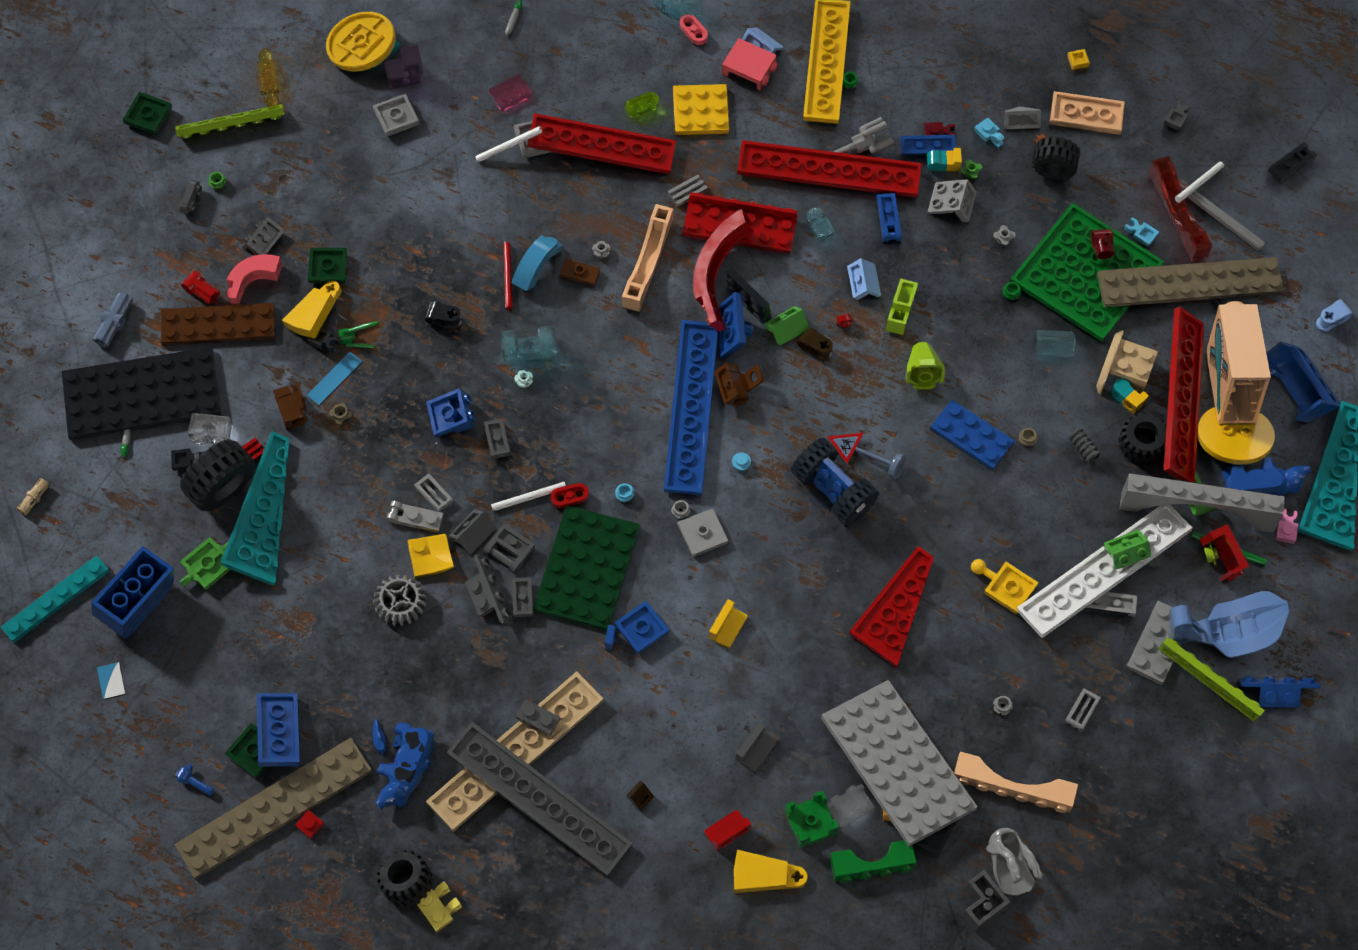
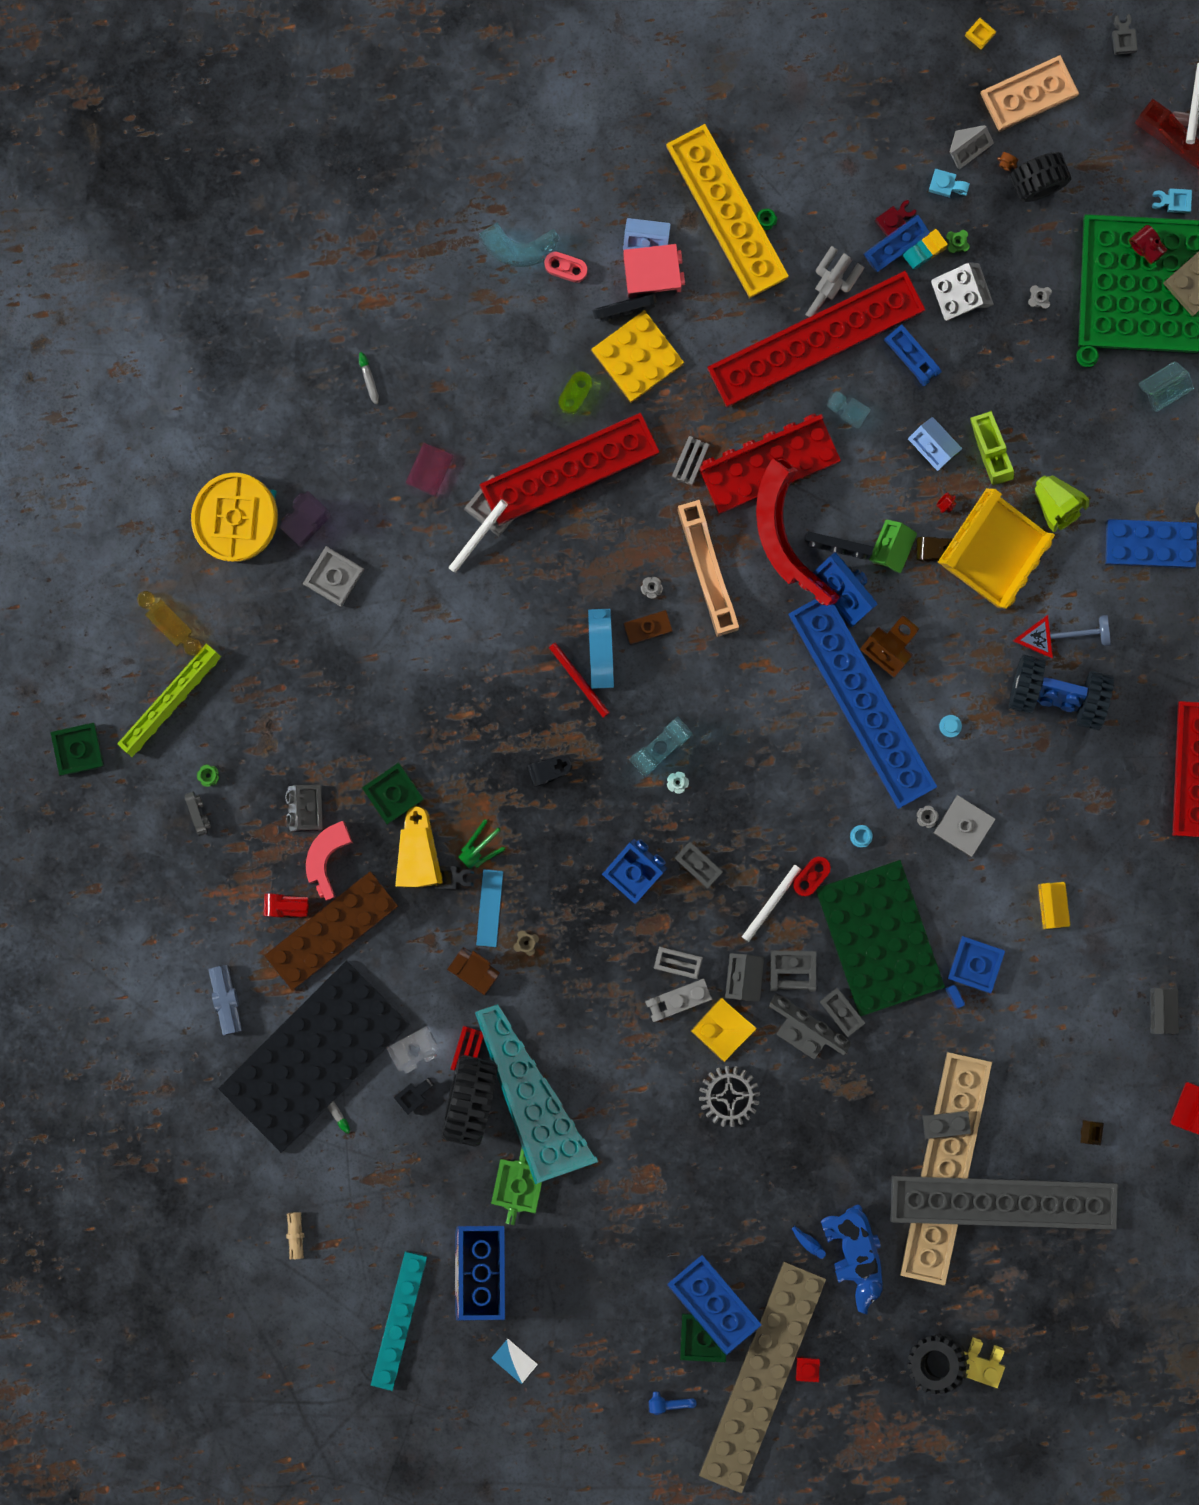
camera: 30 degrees left, 20 degrees up
(714, 74) = (625, 307): none -> black plate
(855, 365) = (996, 549): none -> yellow panel

